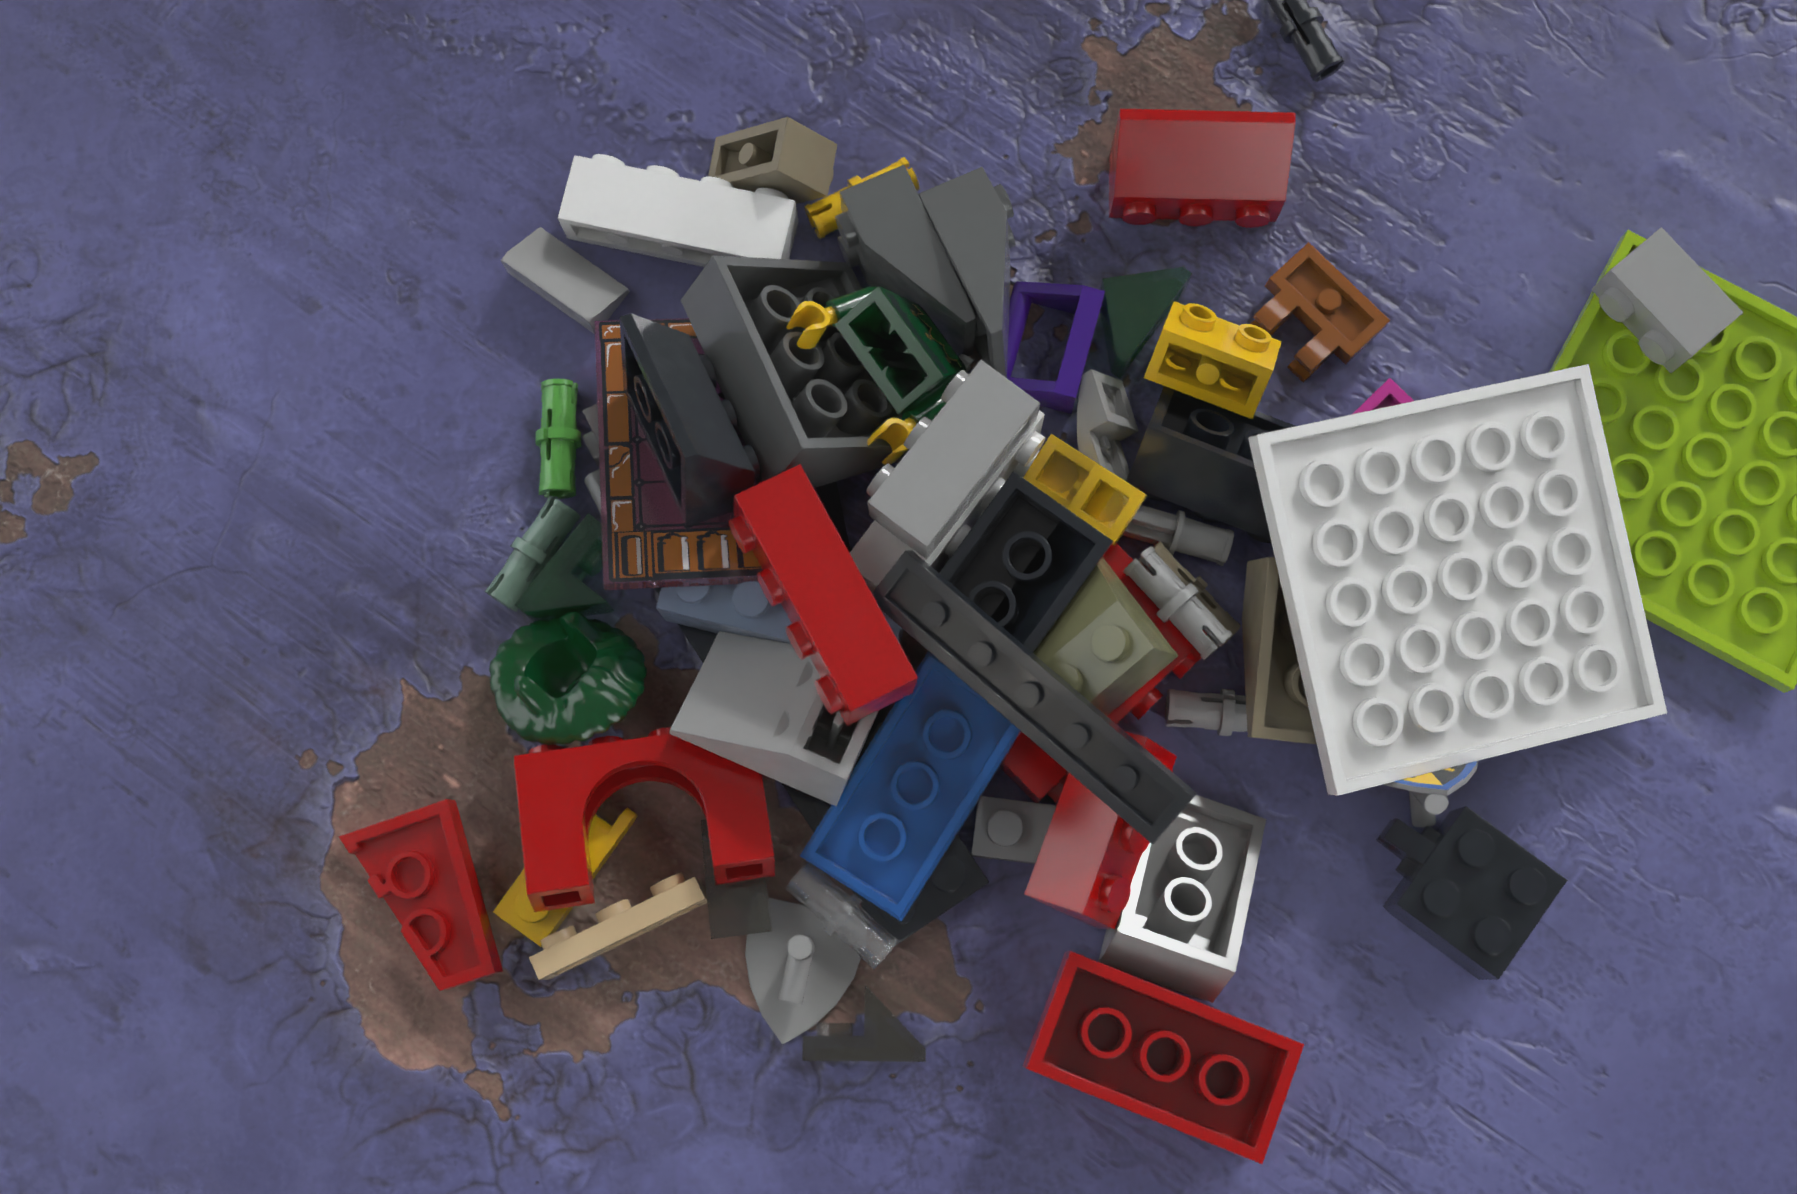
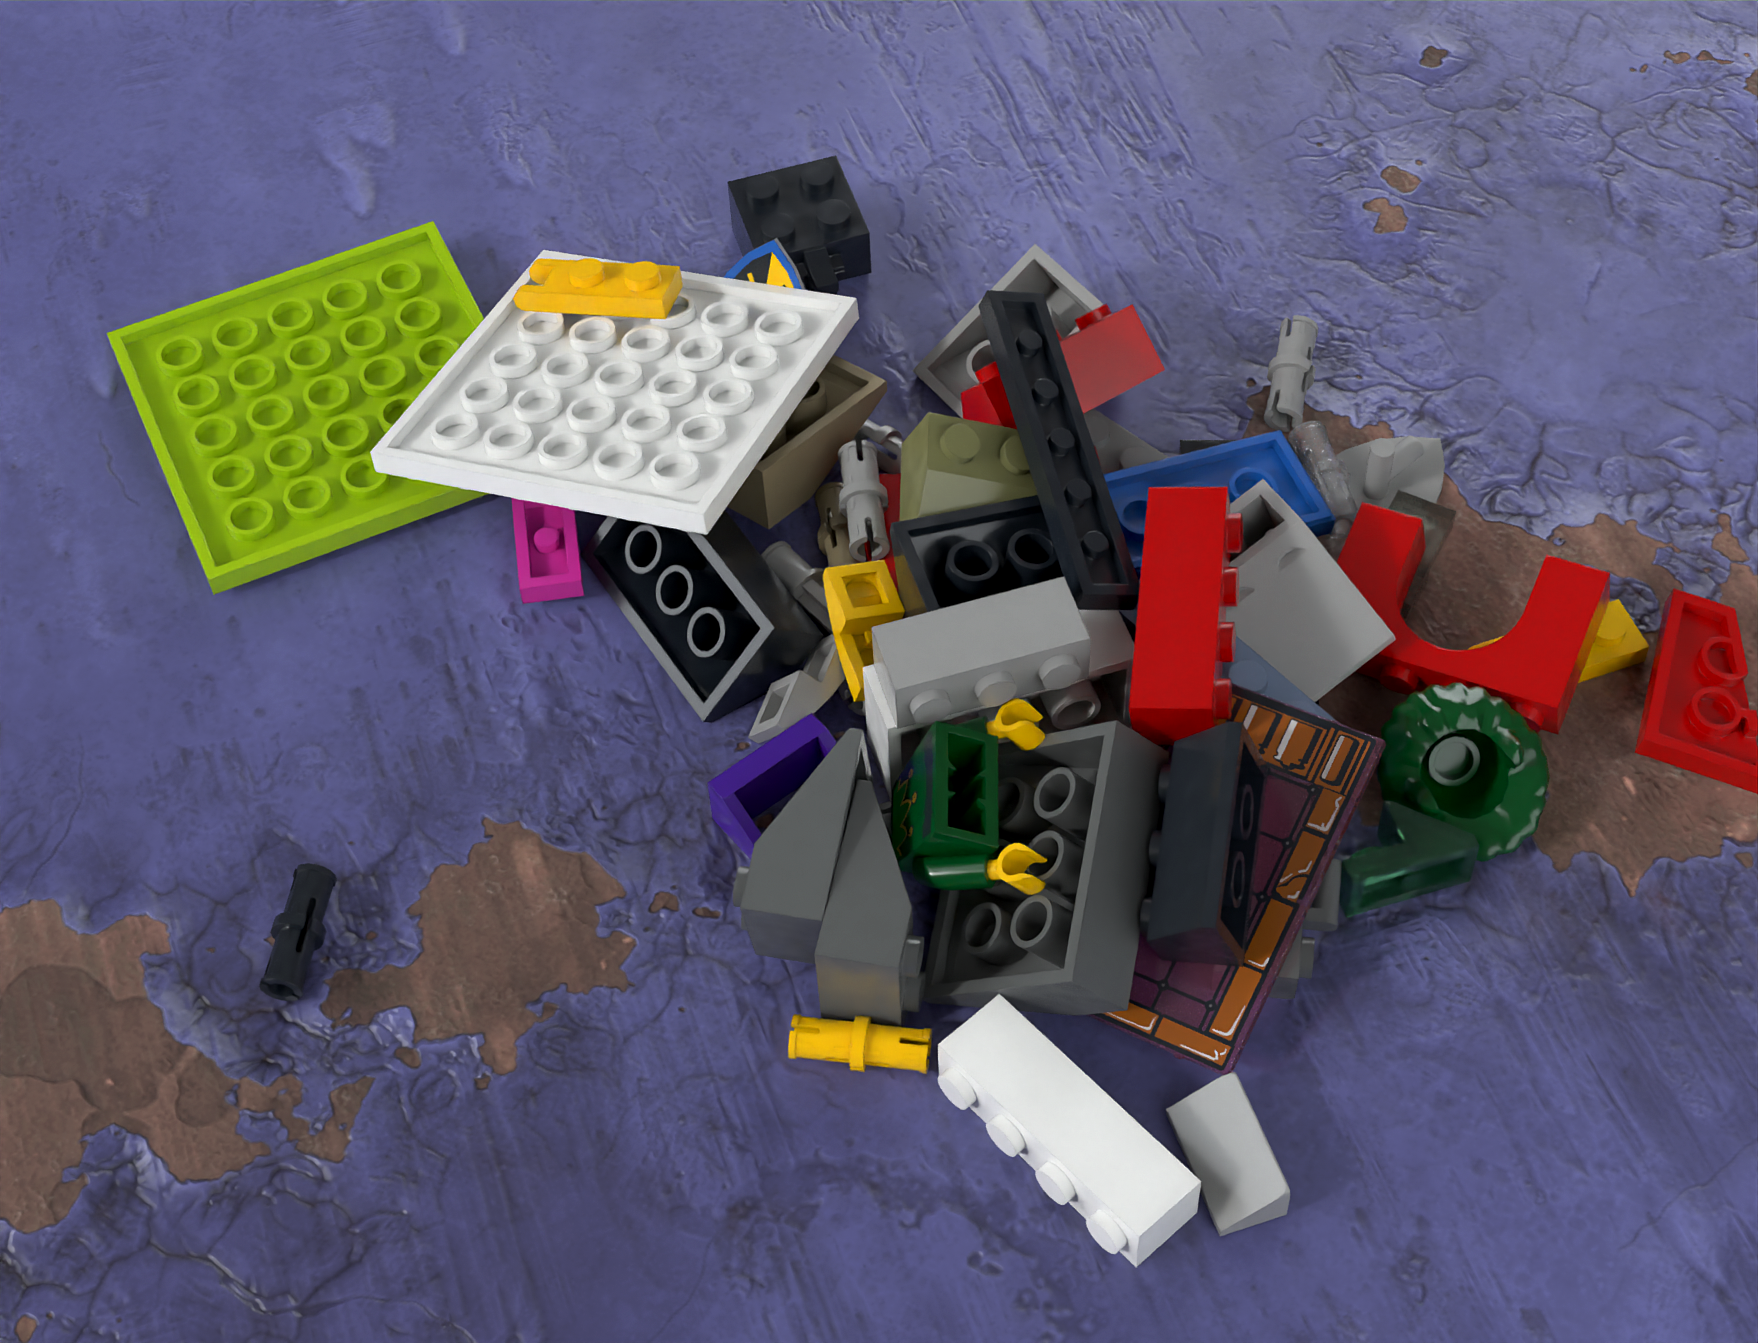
camera: 145 degrees left, 25 degrees down
(532, 552) = (1430, 914): sand green pin -> none
(558, 438) = (1337, 1000): bright green pin -> none
(618, 925) = (1512, 564): tan plate -> none
(776, 157) = (931, 1123): dark tan slope -> none
(883, 1038) = (1362, 383): clear smoke slope -> none
(943, 1022) = (1291, 373): none -> light grey pin
(1135, 309) = (675, 769): clear green slope -> none
(1163, 1056) = (1135, 247): red brick -> none
(1200, 166) = (523, 846): red slope -> none
(1213, 358) = (658, 683): yellow brick -> none
(1326, 305) = (513, 682): dark orange plate -> none
(1561, 673) = (601, 288): none -> yellow hinge
(1665, 301) = (248, 490): light grey brick -> none

